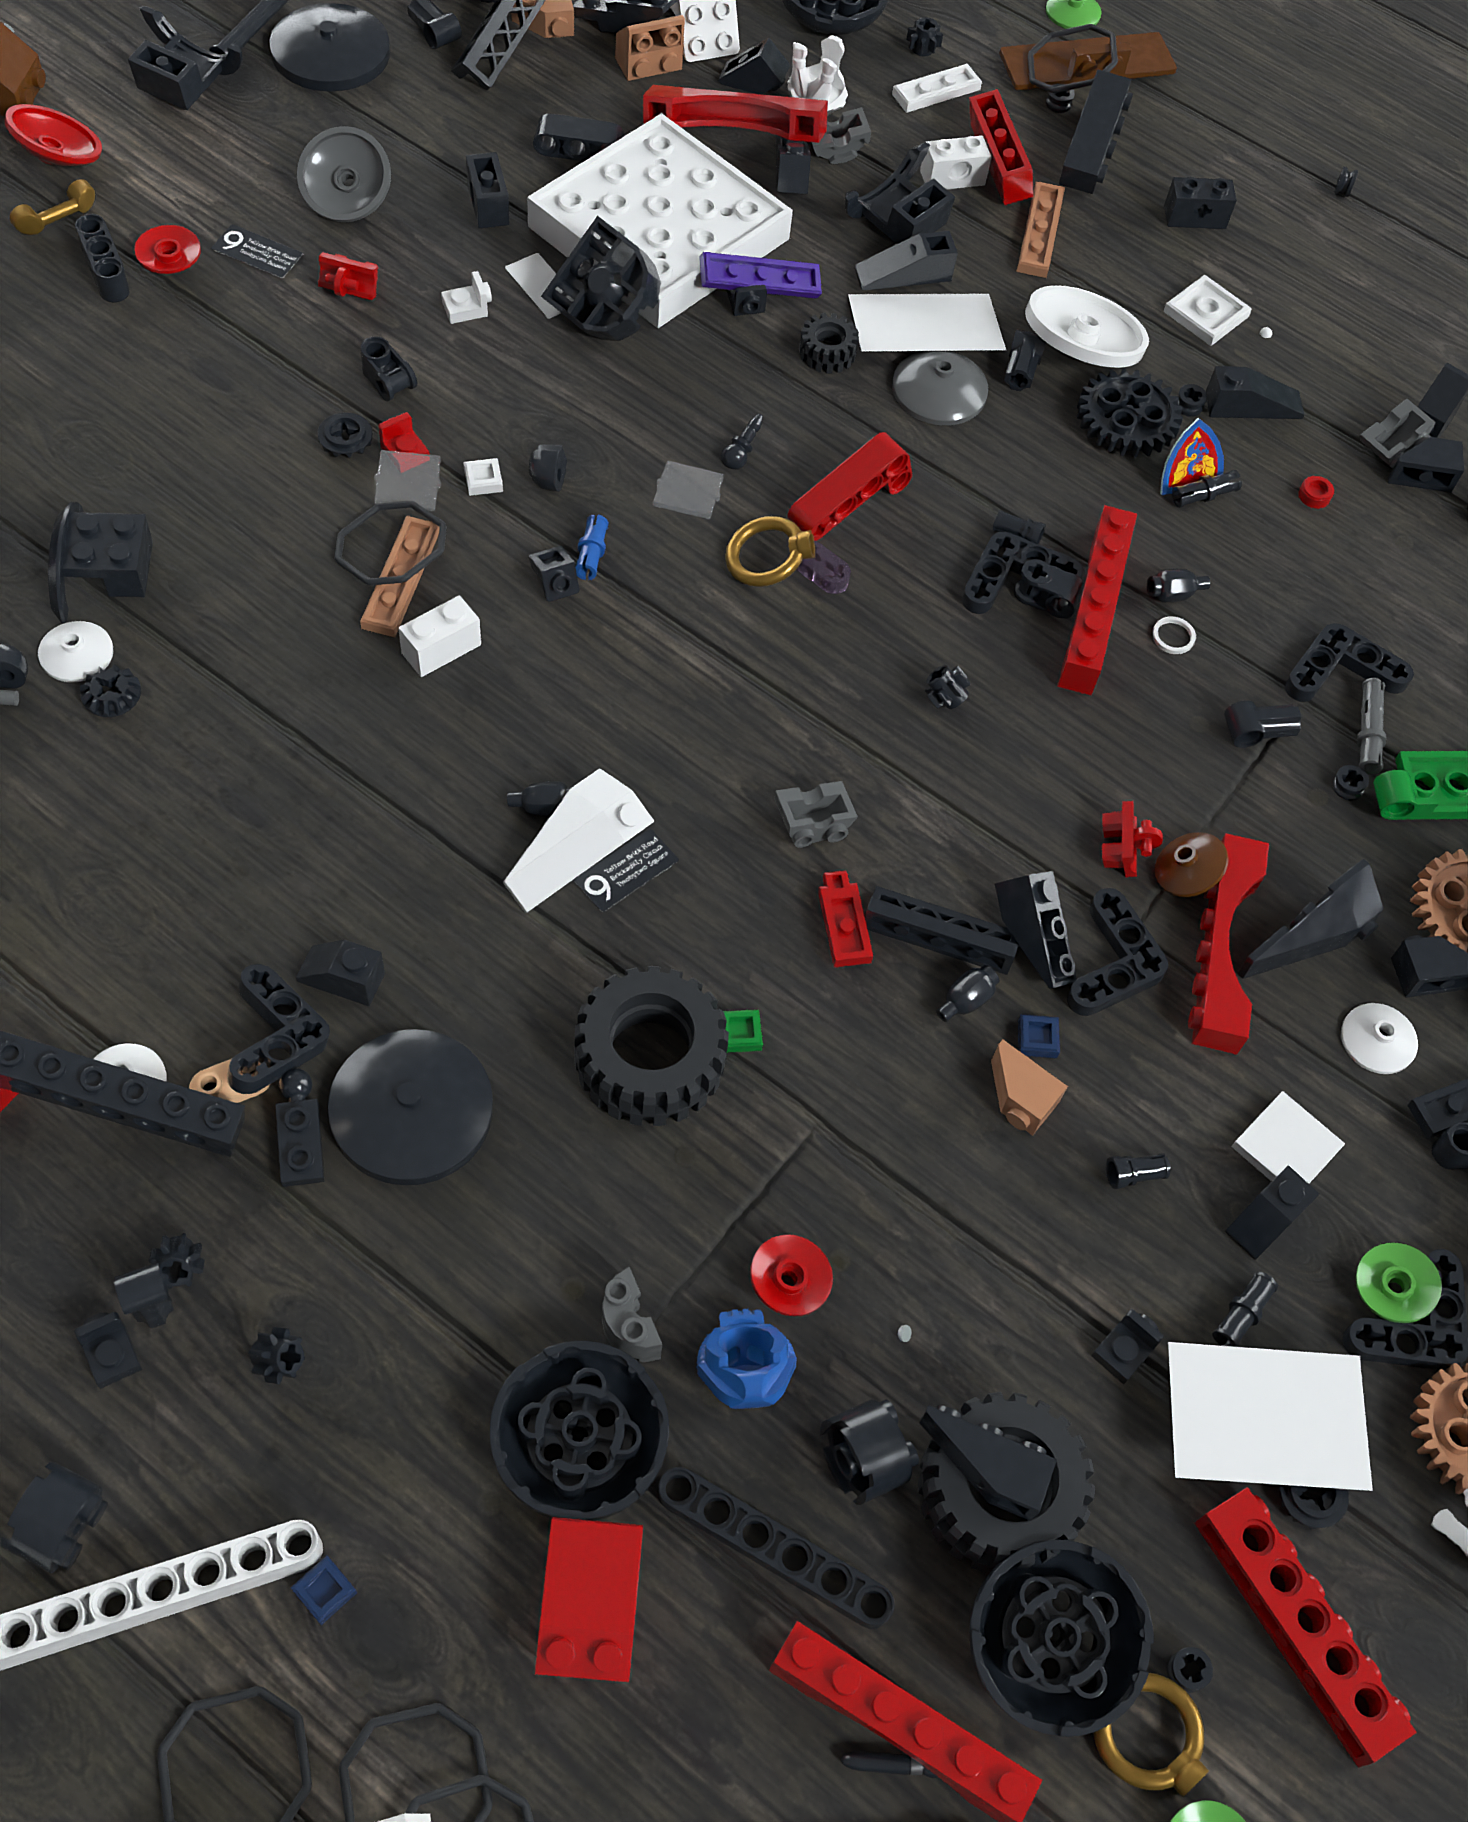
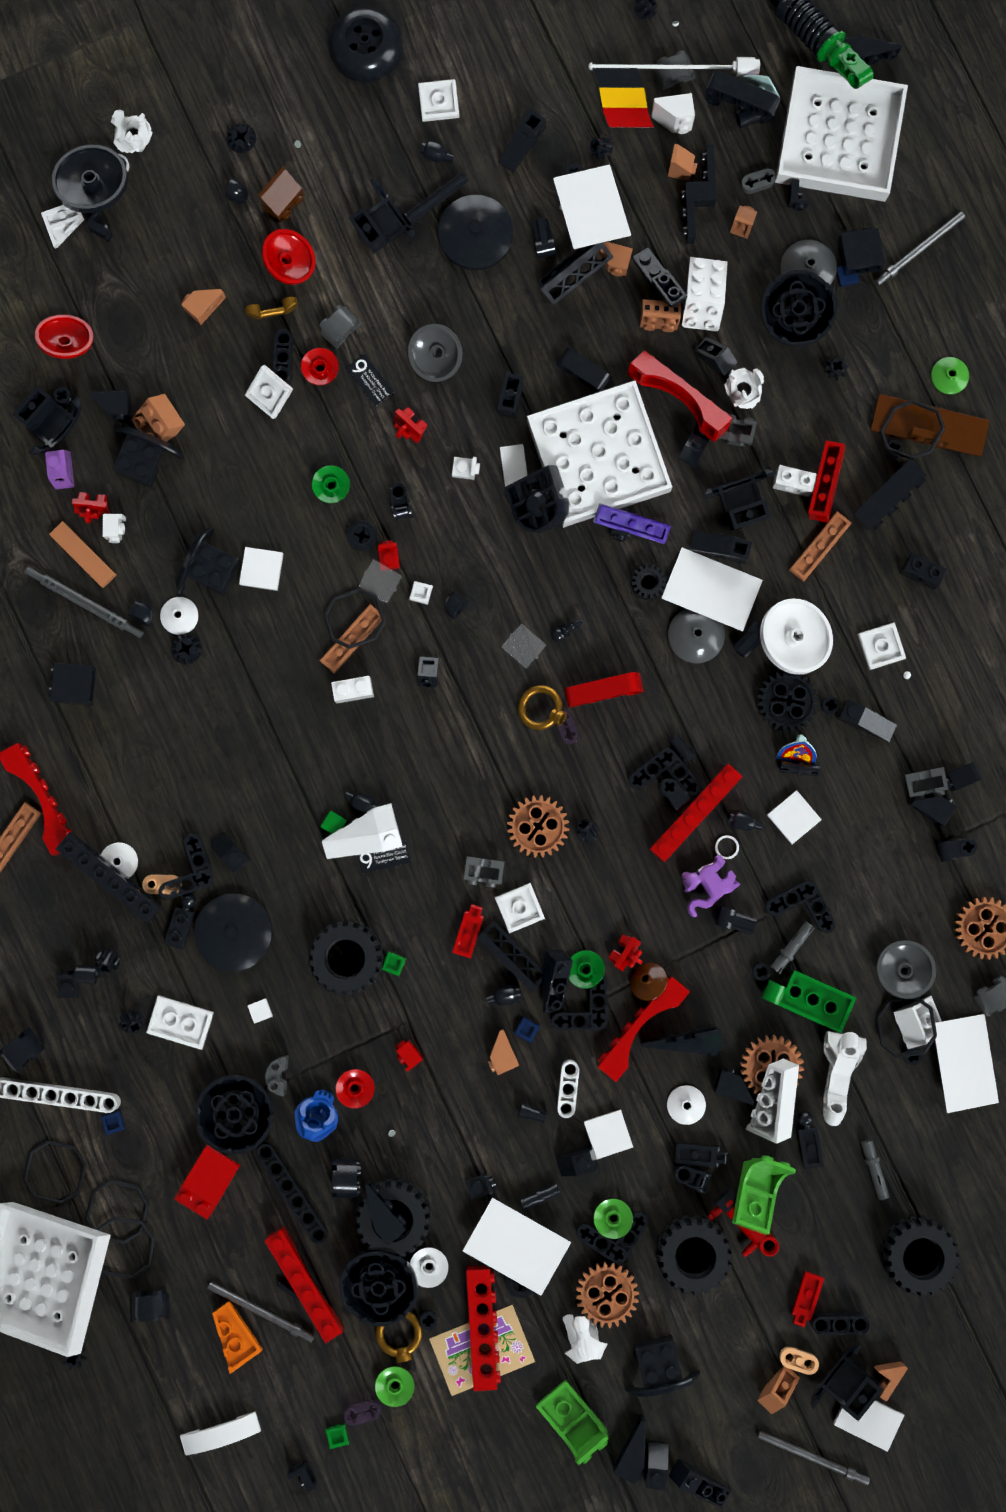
camera: 35 degrees right, 25 degrees up
(97, 298) = (268, 391): none -> white tile
(174, 198) = (339, 326): none -> dark grey cylinder
(194, 534) = (261, 568): none -> white tile
(259, 382) = (328, 475): none -> green dish
(379, 1319) = (180, 1022): none -> white tile
(508, 849) = (333, 822): none -> green tile
(532, 1223) = (260, 1010): none -> white tile
(591, 547) = (454, 664): blue pin -> none
(831, 708) = (523, 815): none -> nougat gear
(857, 1167) = (408, 1054): none -> red brick
(907, 851) = (519, 908): none -> white tile
(936, 88) = (823, 409): white tile -> none
(1083, 889) = (584, 960): none -> green dish
(1142, 1539) = (429, 1277): none -> white dish
(1172, 1113) = (571, 1097): none -> white beam
(1187, 683) = (712, 883): none -> medium lavender animal
(1243, 555) = (794, 817): none -> white tile
(1279, 1716) = (454, 1350): none -> tan sticker
(1316, 492) = (861, 794): red tile -> none

